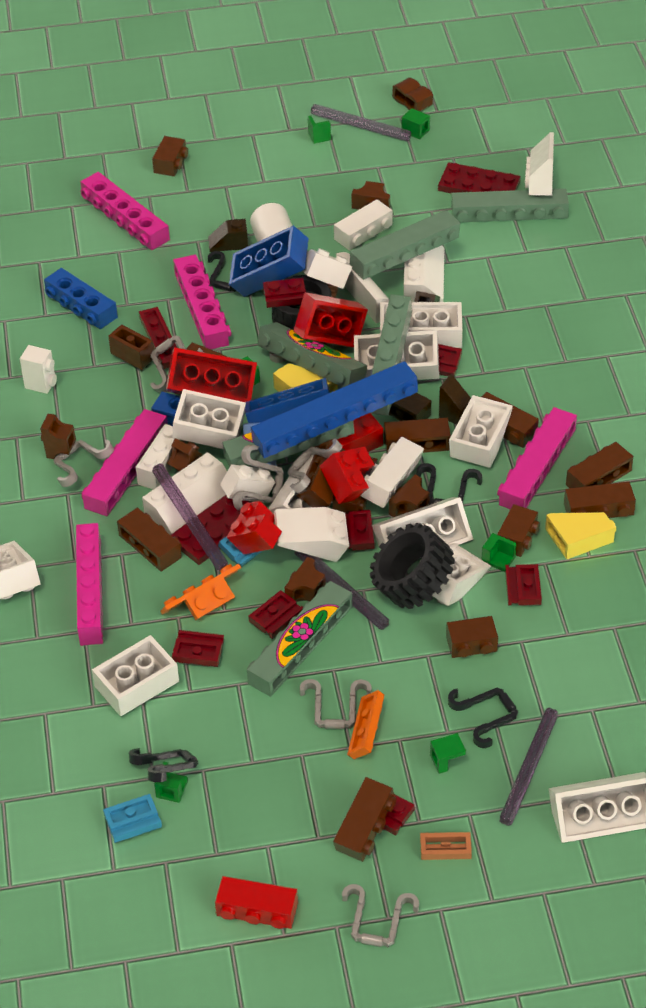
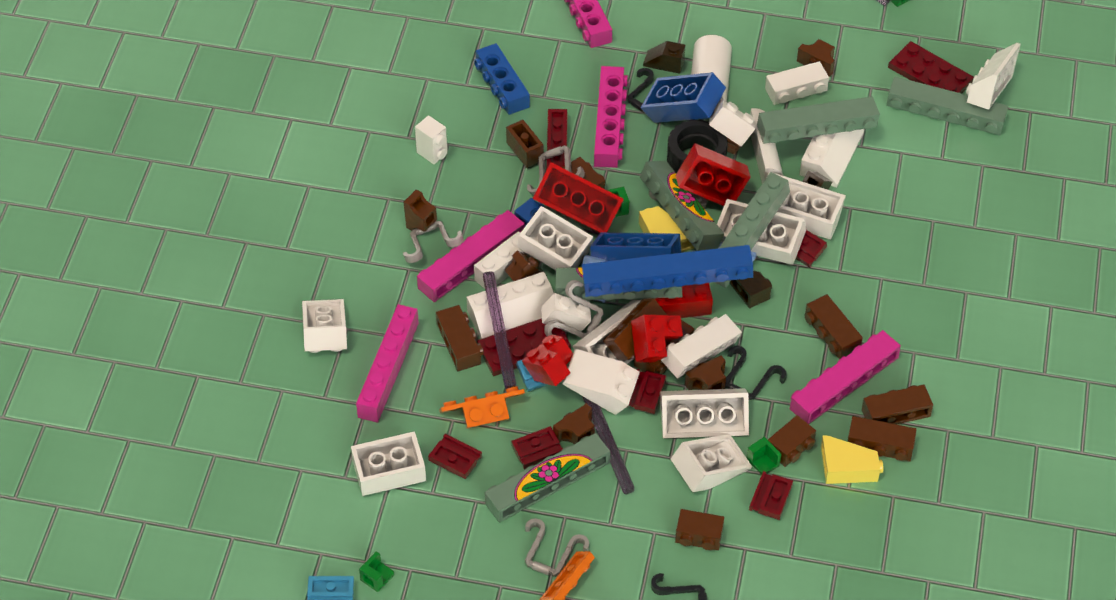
camera: 20 degrees right, 5 degrees up
(158, 773) = (363, 560): black piece -> none
(284, 292) = (681, 134): dark red plate -> none
(299, 462) = (612, 330): light grey piece -> none
(400, 554) = (663, 432): black tyre -> none
(428, 433) = (748, 316): reddish brown brick -> none
(452, 400) = (792, 294): dark brown slope -> none
(480, 431) = (802, 331): white slope -> none

